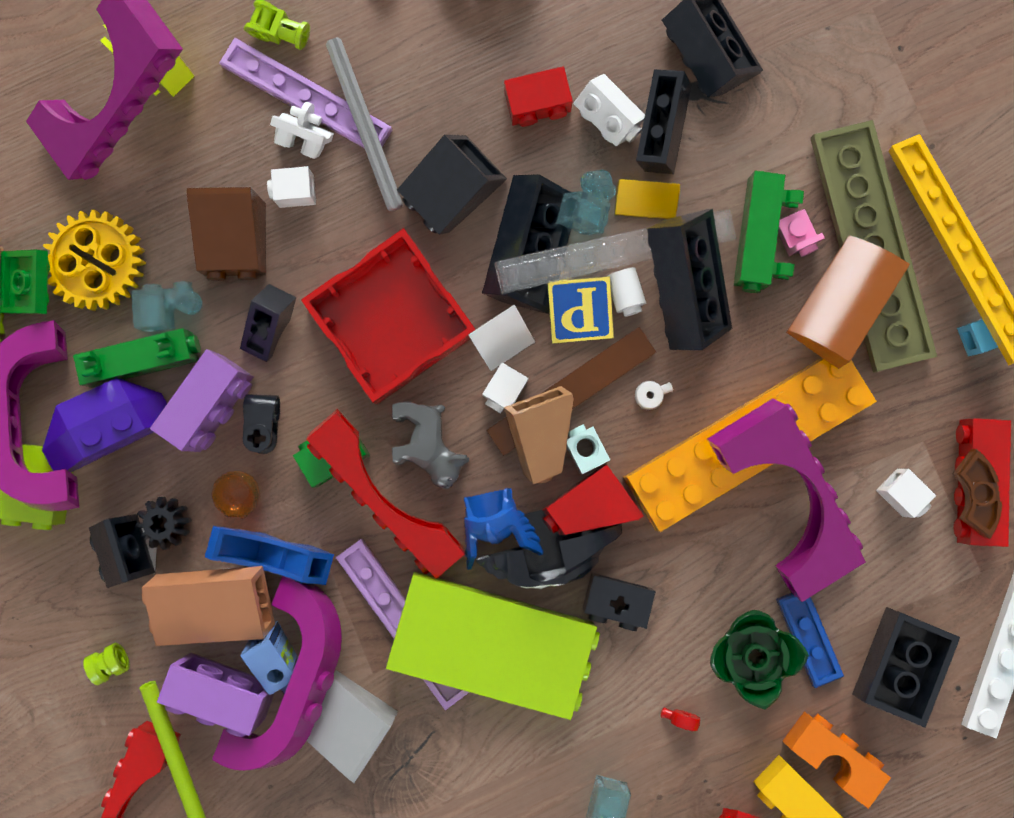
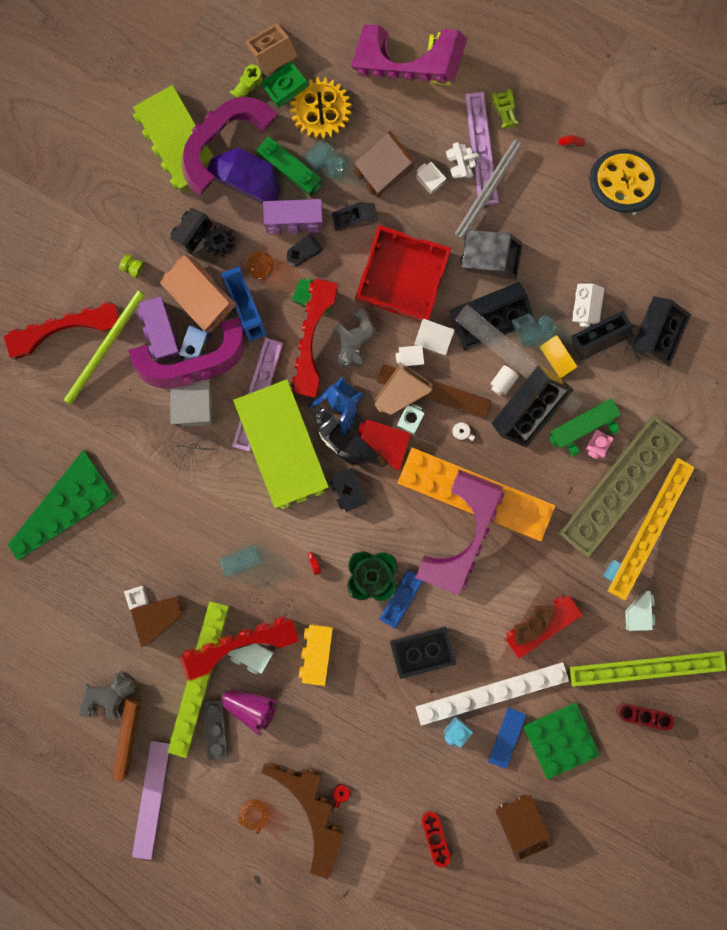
camera: 50 degrees right, 0 degrees up
(538, 96) = (568, 264): red brick -> none
(580, 309) = (477, 365): piece -> none
(847, 300) = (580, 489): slope -> none
(857, 775) = (353, 635): orange arch -> none
(906, 493) = (508, 593): white brick -> none

